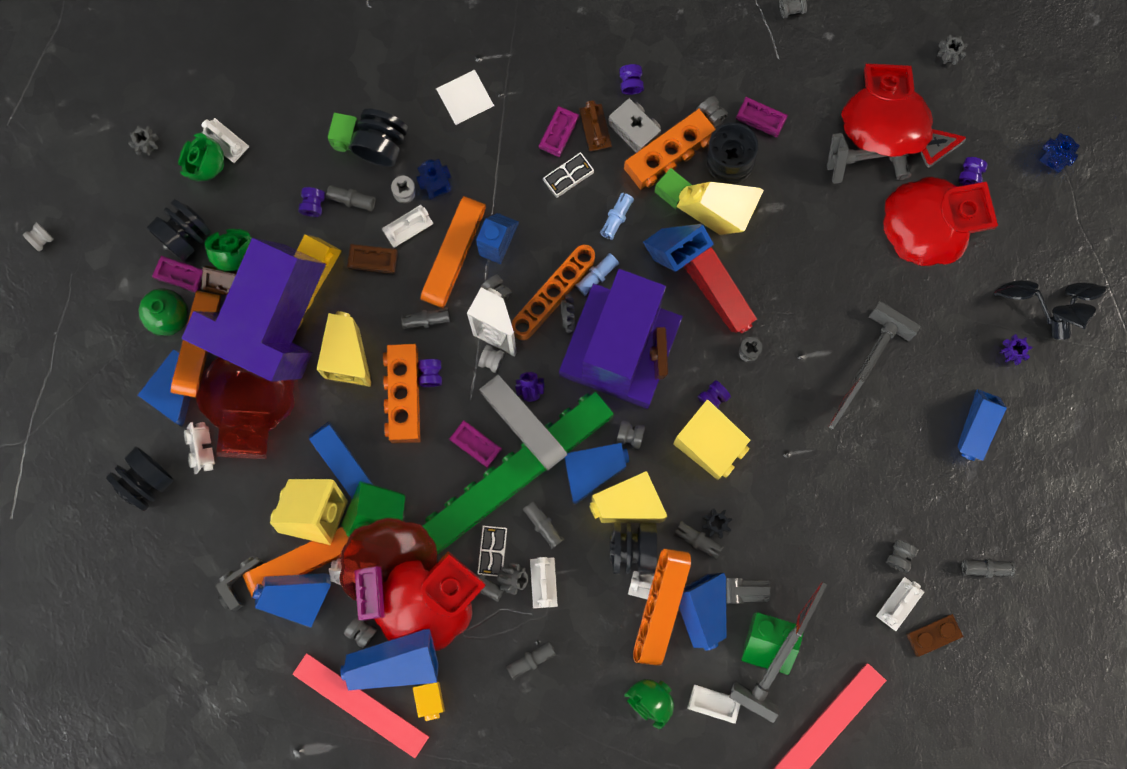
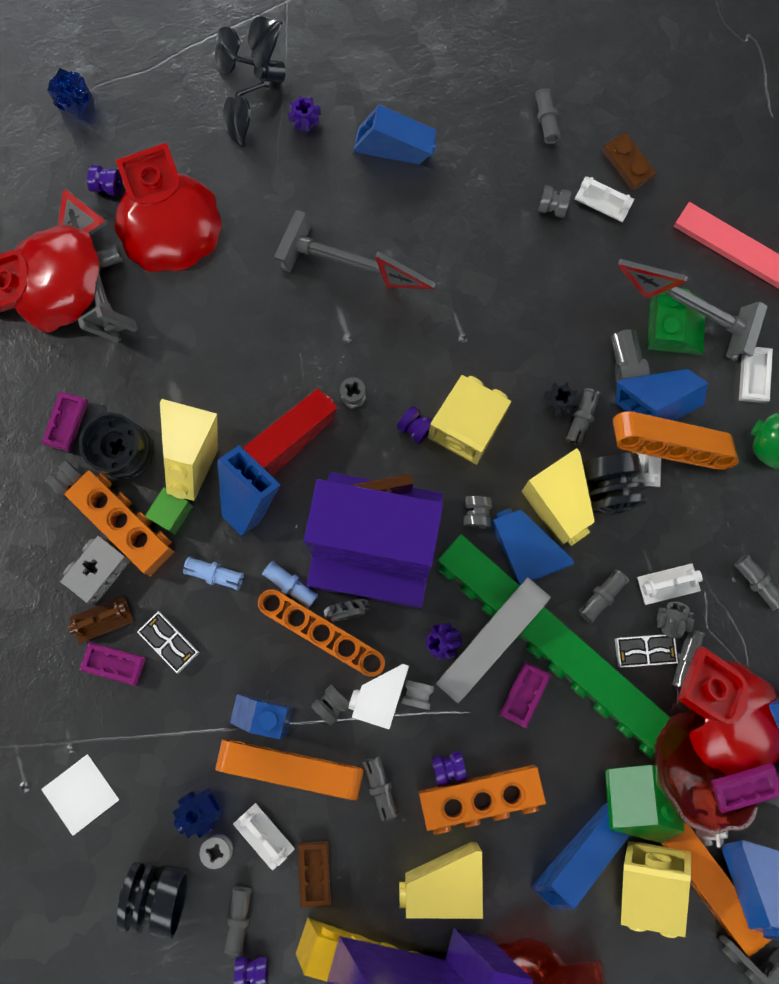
camera: 100 degrees left, 0 degrees up
(341, 131) = (148, 952): bright green brick -> none
(631, 79) = (33, 584): dark purple wheel -> none

